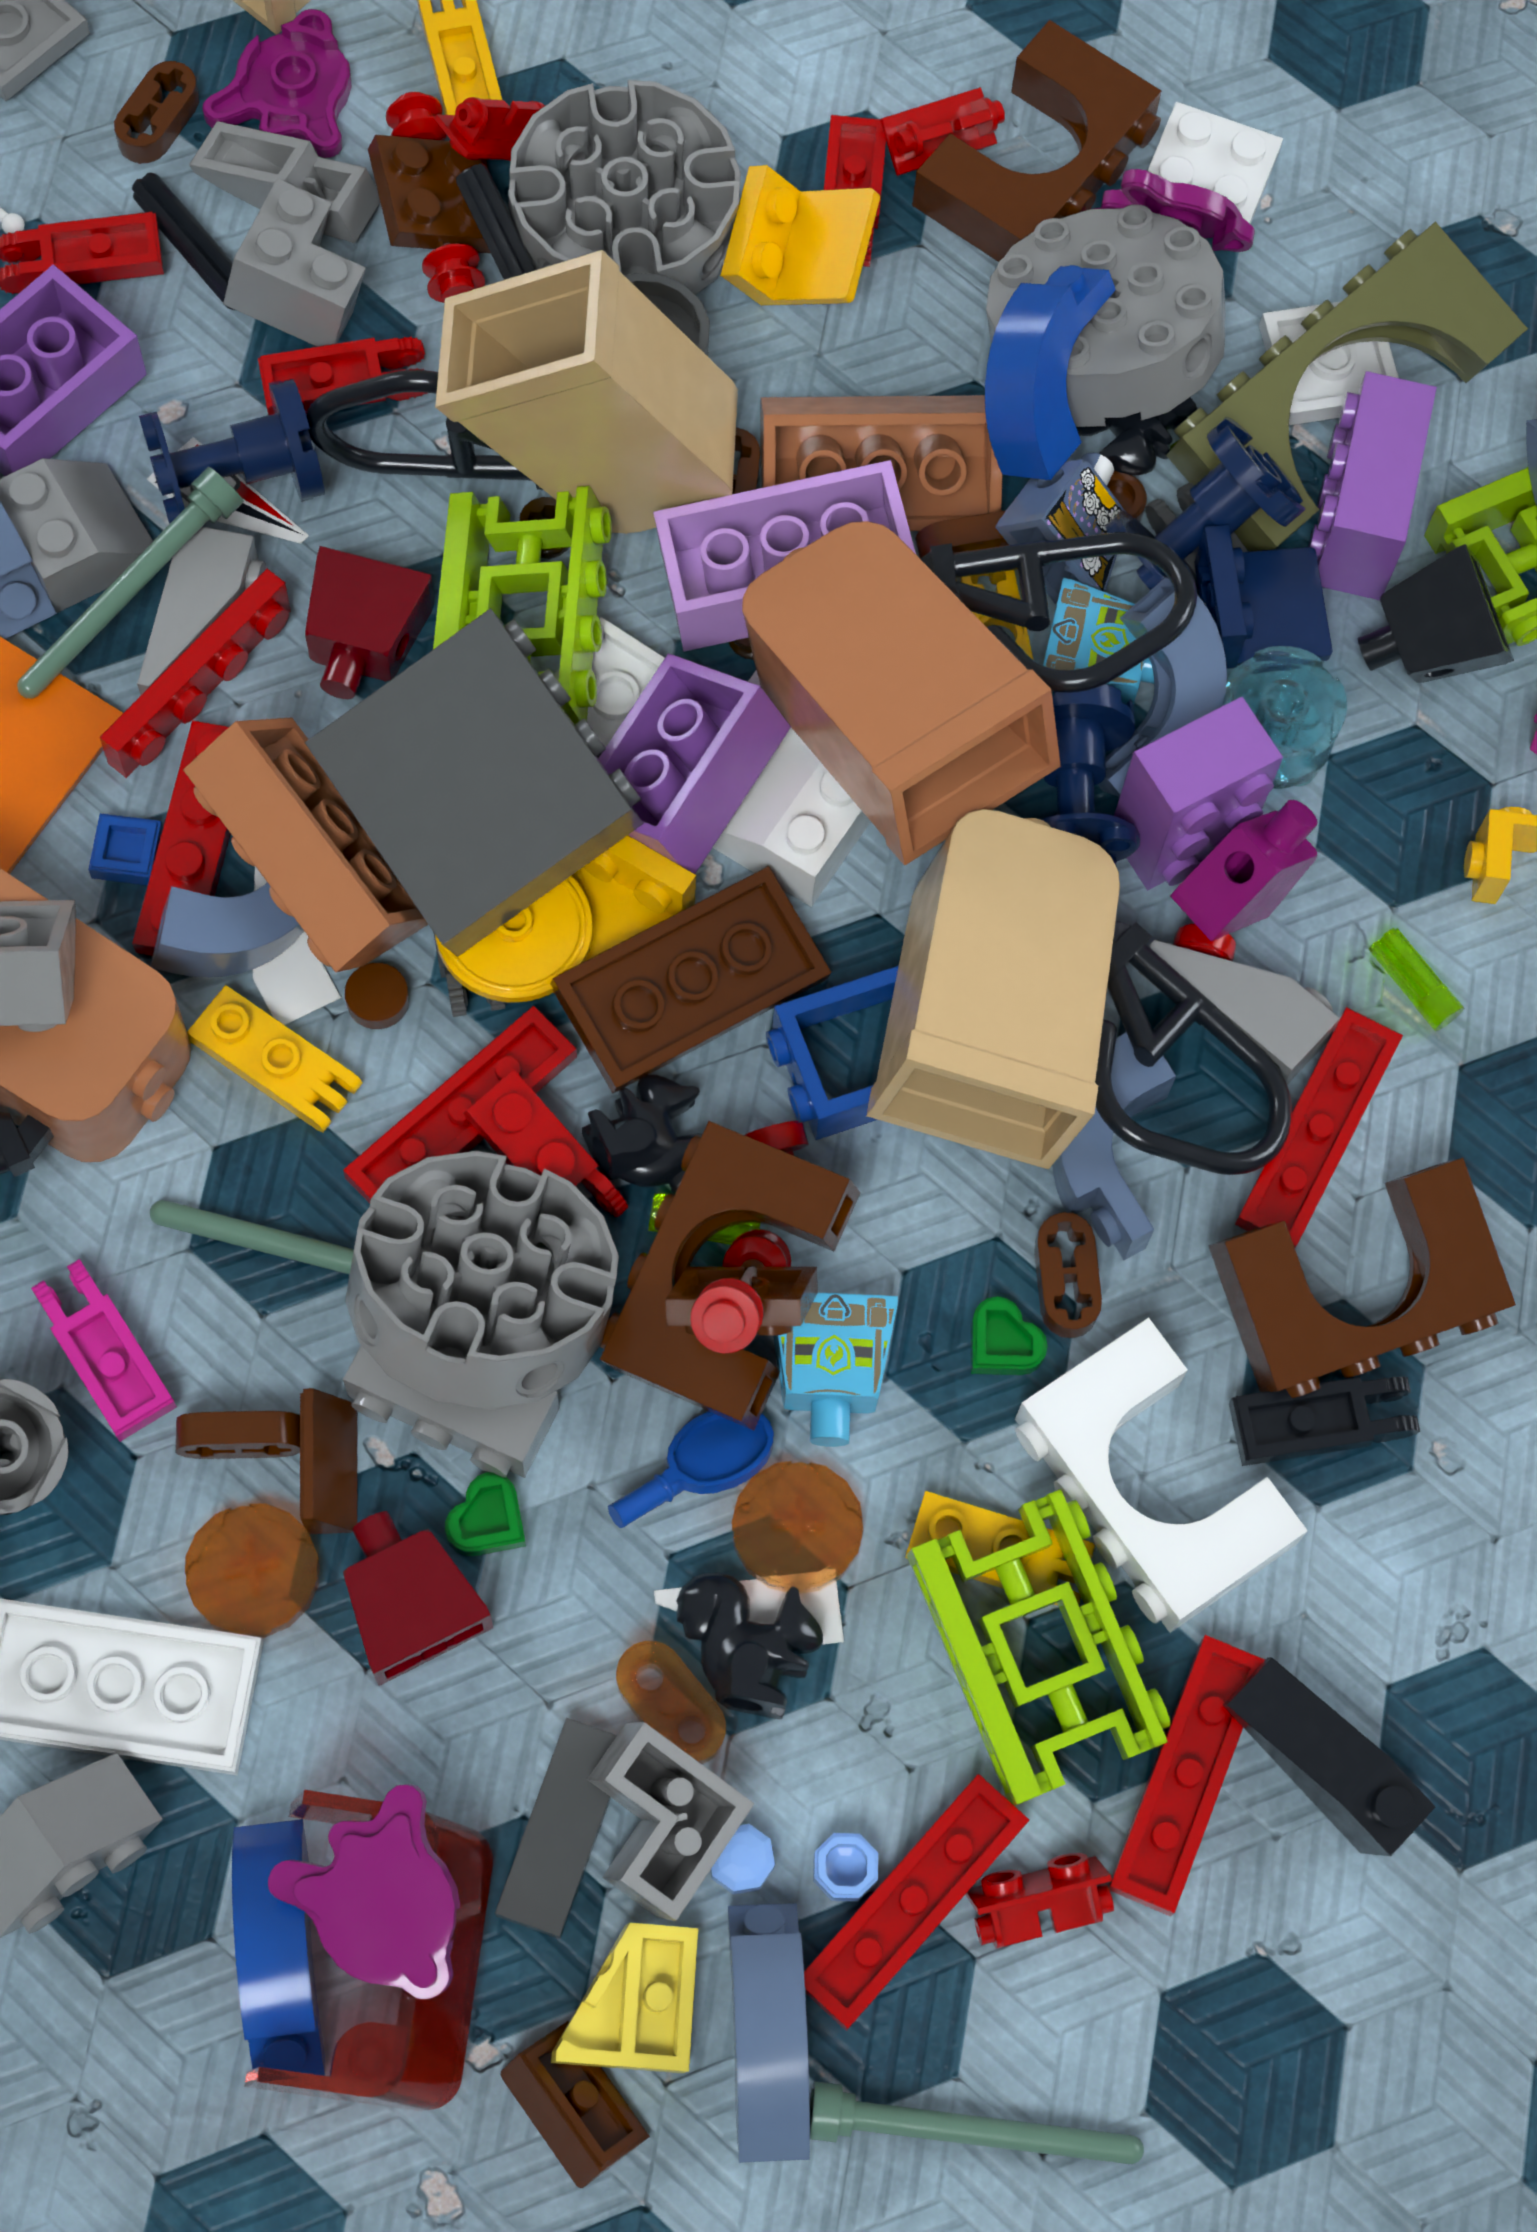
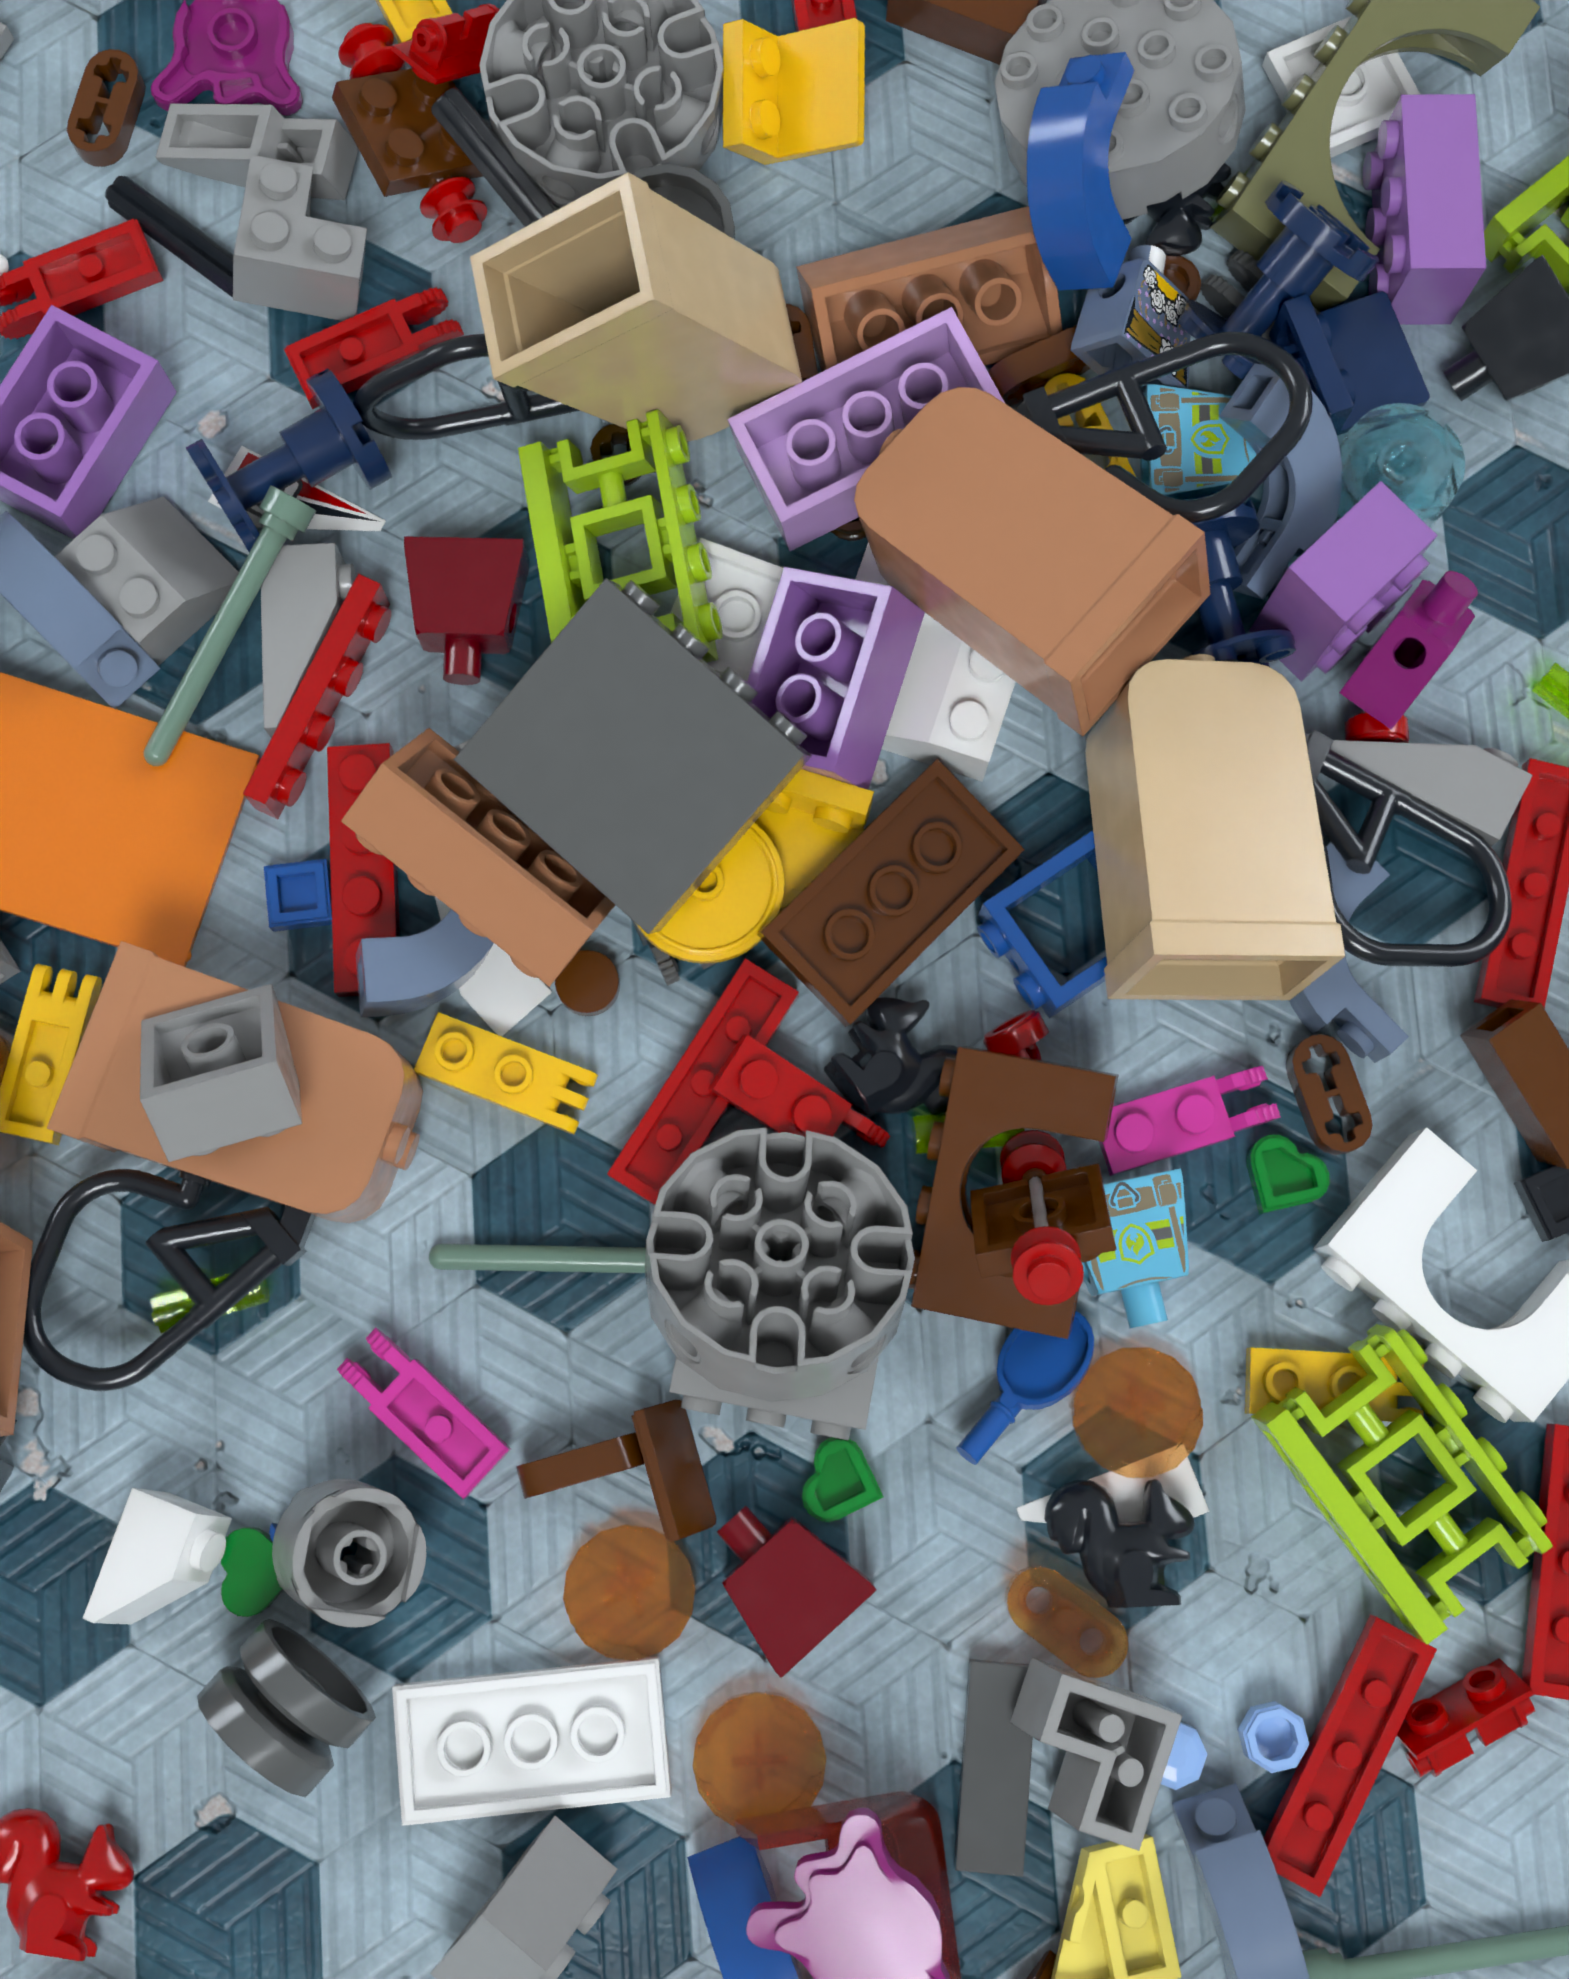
camera: 10 degrees left, 10 degrees up
(331, 1747) = (758, 1757): none -> clear orange tile
(918, 1262) = (1180, 1121): none -> dark pink hinge

